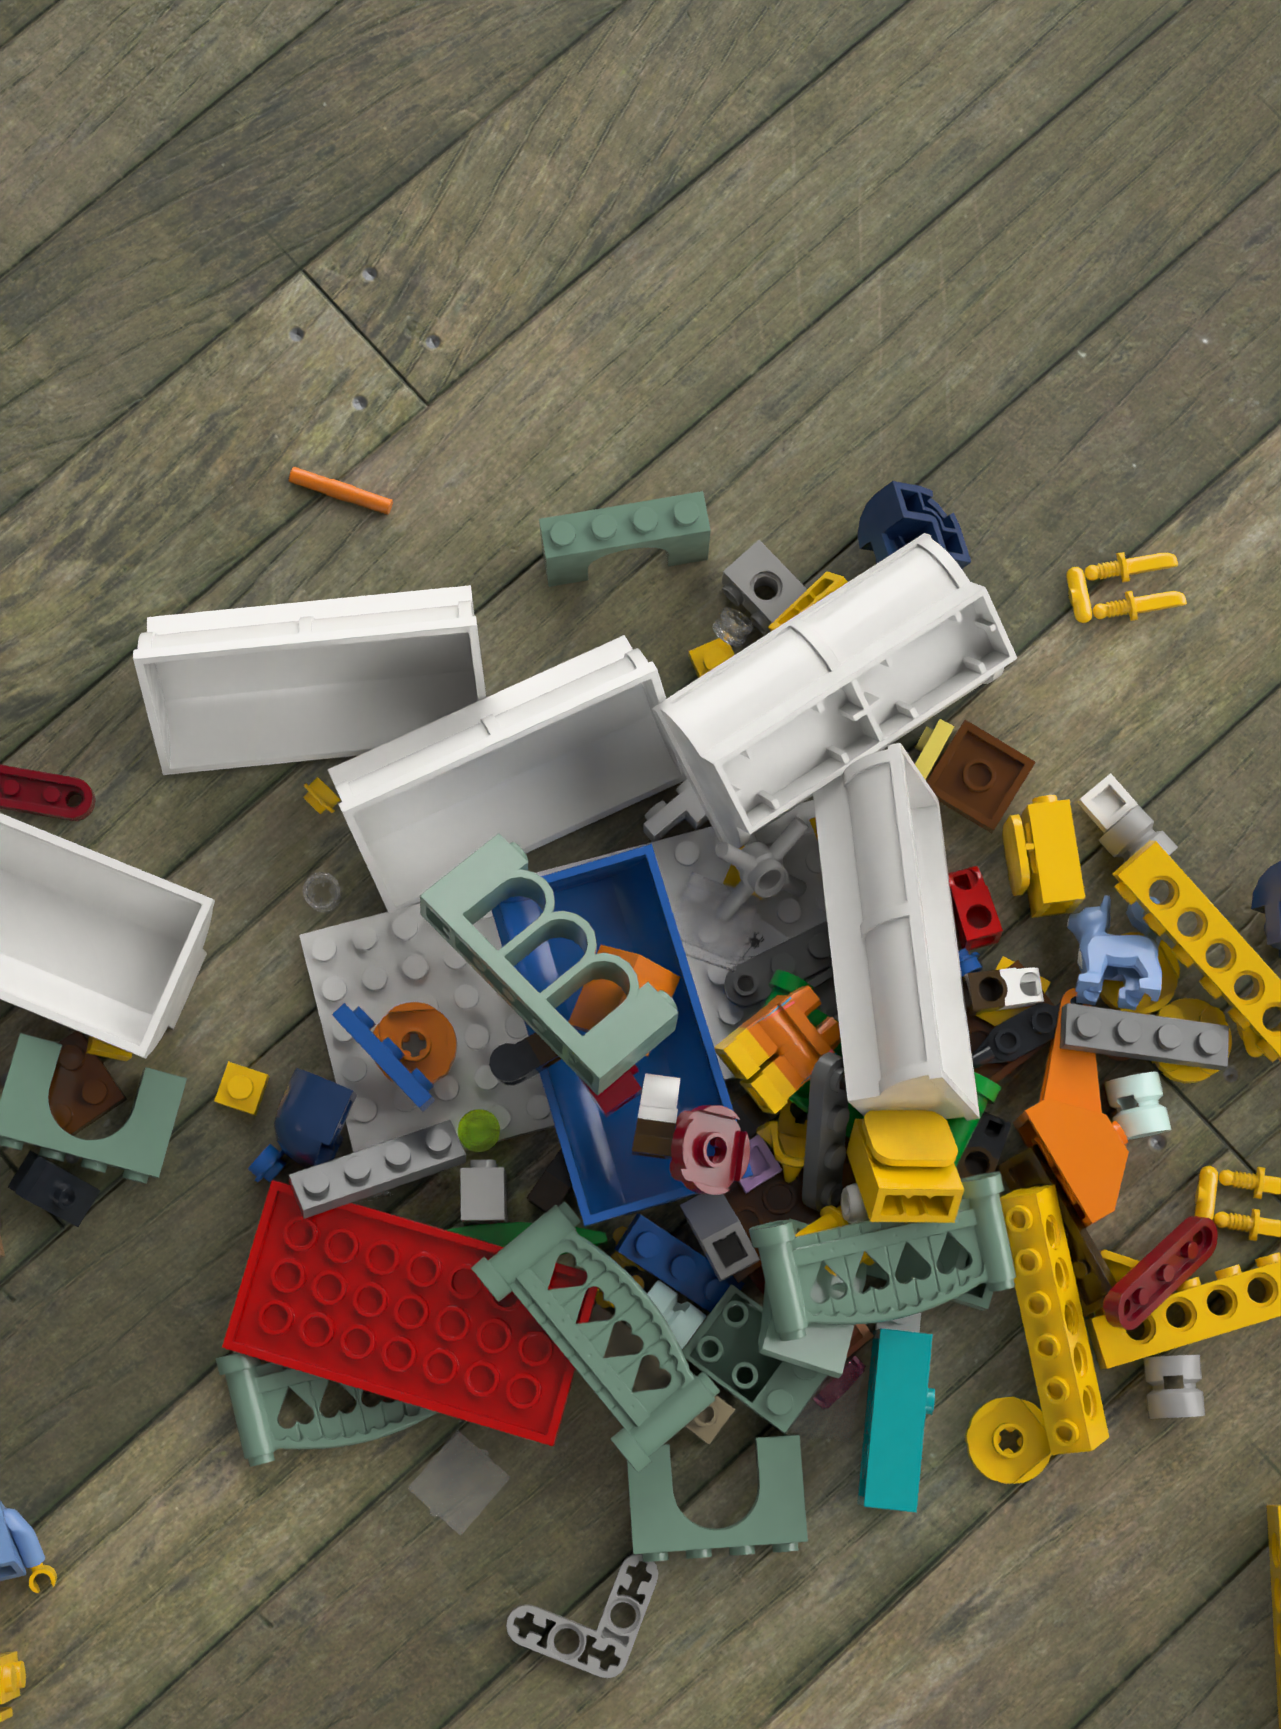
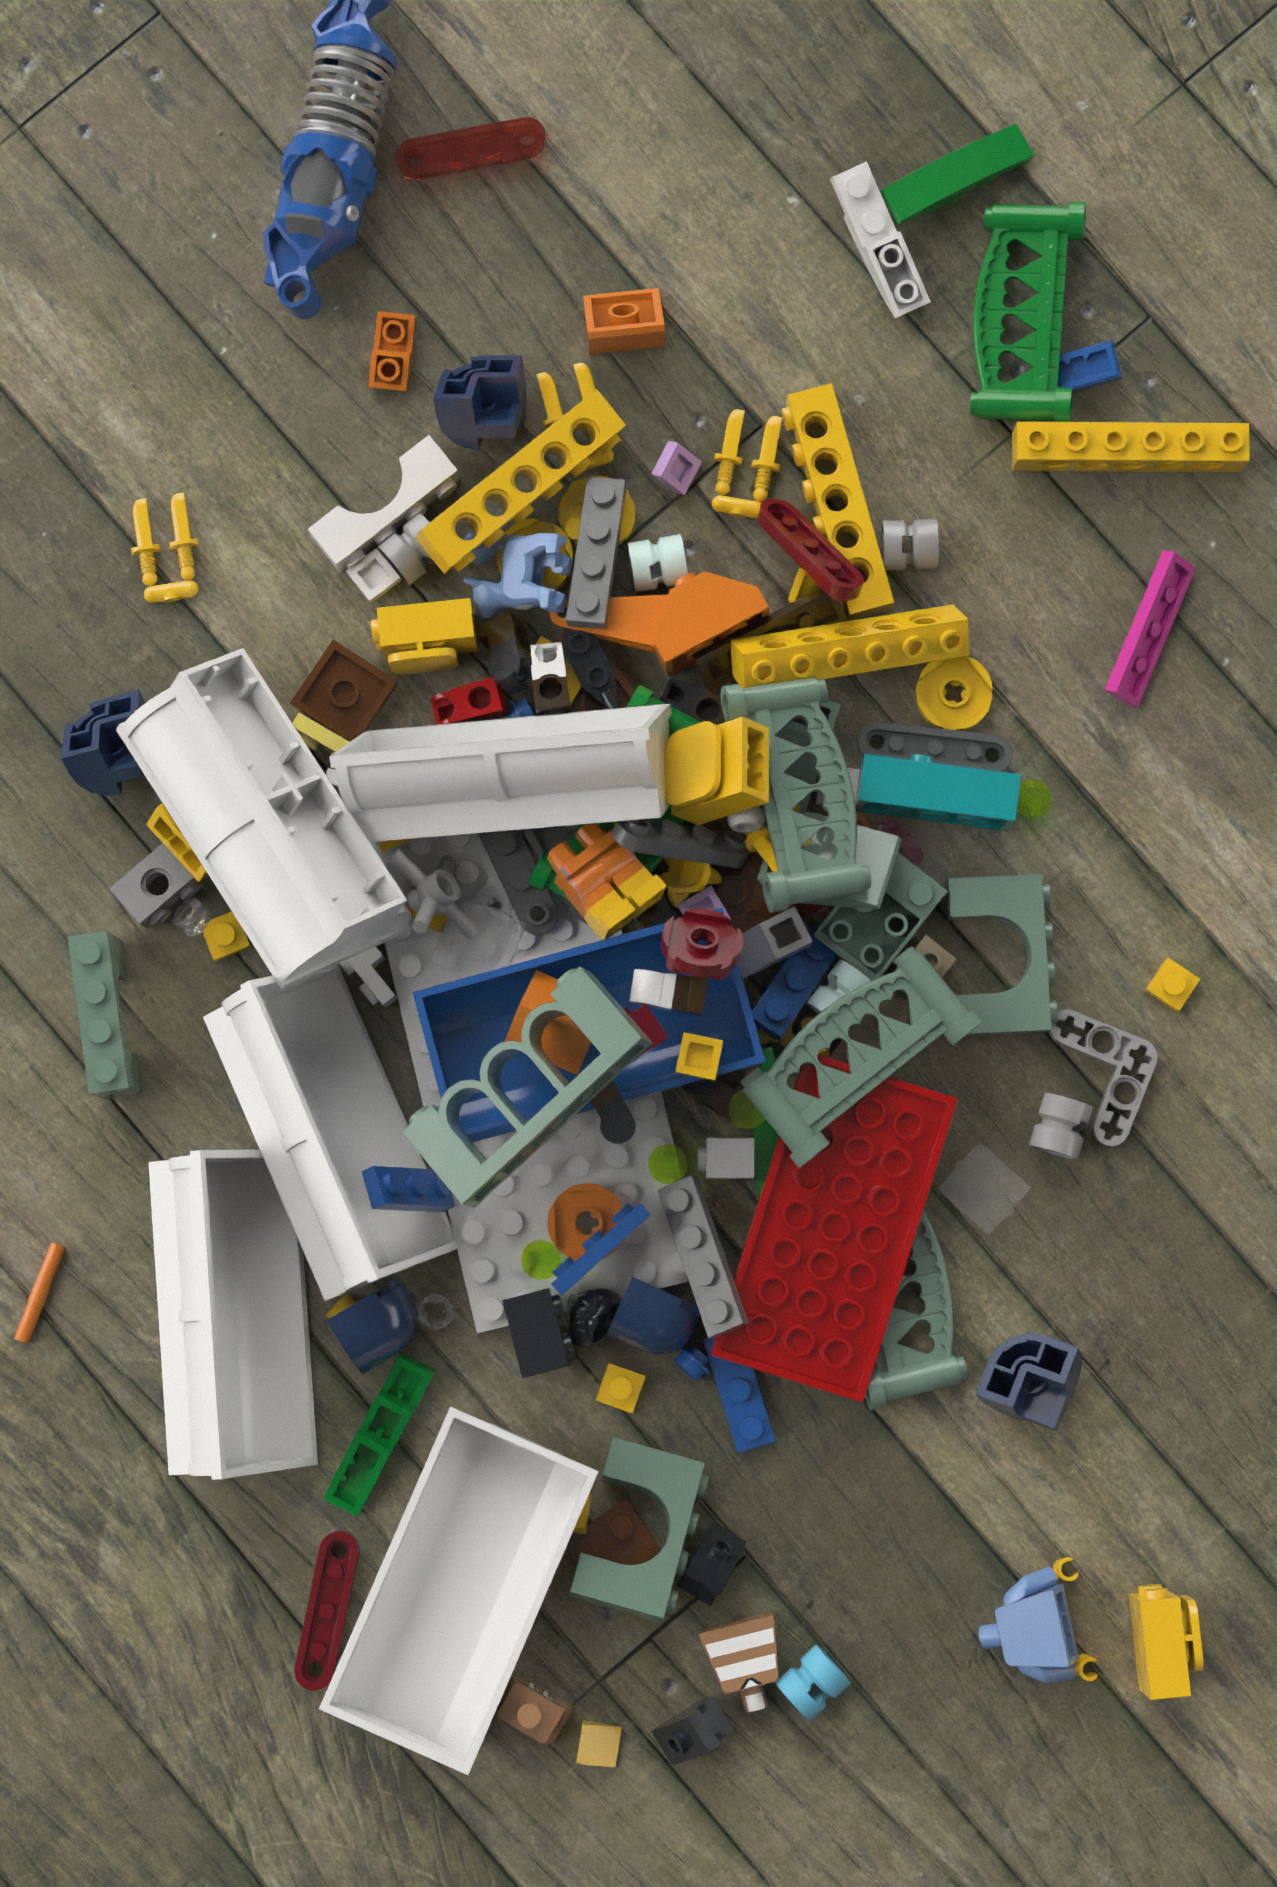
camera: 85 degrees left, 5 degrees up
(194, 836) = (379, 1434): none -> green slope
(221, 1220) = (741, 1402): none -> blue plate
(247, 1536) = (1031, 1379): none -> brick
(293, 993) = (537, 1332): none -> black brick
(304, 828) = (377, 1325): none -> dark blue brick
(319, 1045) = (585, 1313): none -> black piece
(375, 996) = (540, 1259): none -> clear neon green plate
(443, 839) = (406, 1189): none -> blue plate
(527, 1567) = (1060, 1126): none -> light grey wheel
(533, 1208) = (744, 1112): none -> clear neon green plate
(587, 1151) = (699, 1056): none -> yellow plate
(689, 1695) = (1172, 984): none -> yellow plate
(894, 1531) = (1033, 798): none -> clear neon green plate
(948, 1426) = (945, 745): none -> dark grey plate
(1031, 945) = (509, 652): none -> leg
(1093, 1665) = (1150, 628): none -> dark pink plate
(1216, 852) = (349, 535): none -> white arch
(1245, 1125) = (676, 467): none -> lavender plate

